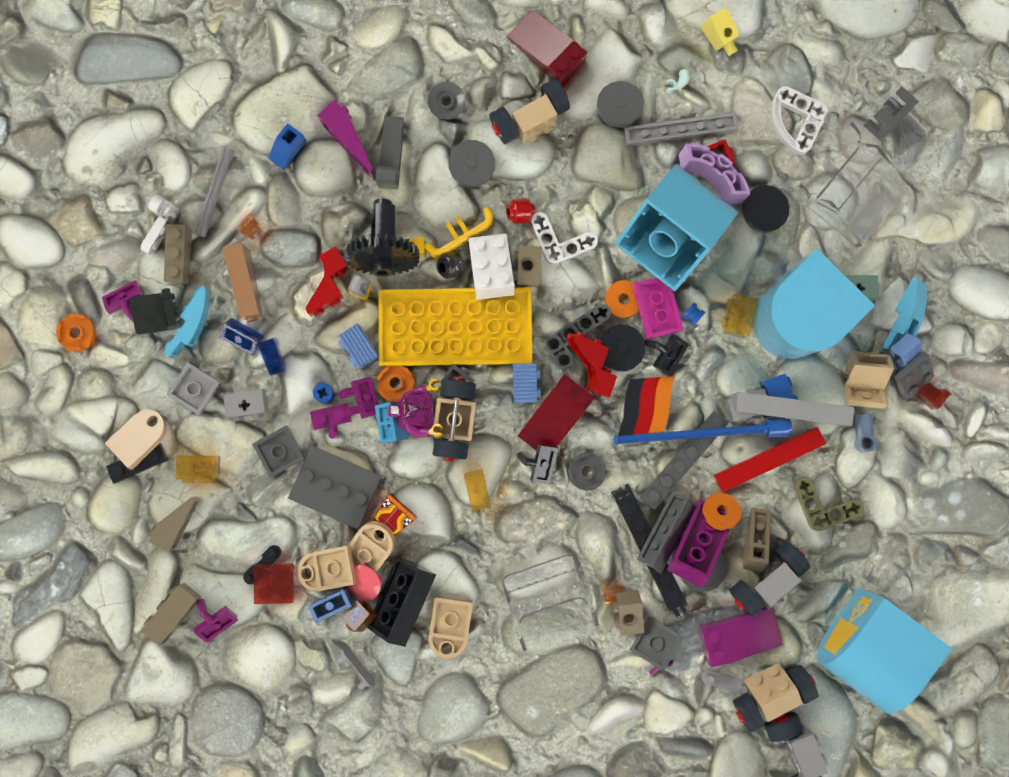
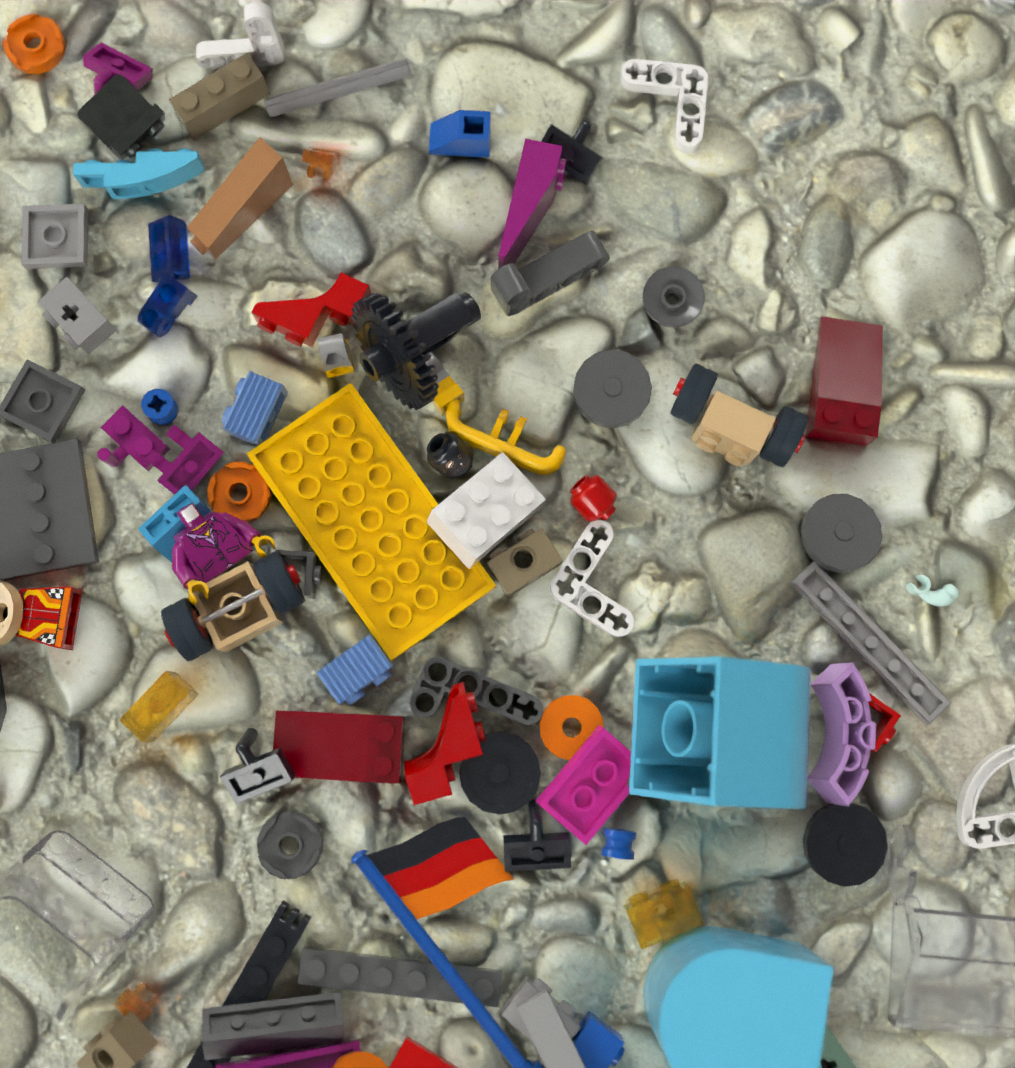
camera: 55 degrees right, 5 degrees down
(338, 19) = (680, 87): none -> white beam
(340, 95) = (581, 160): none -> black plate

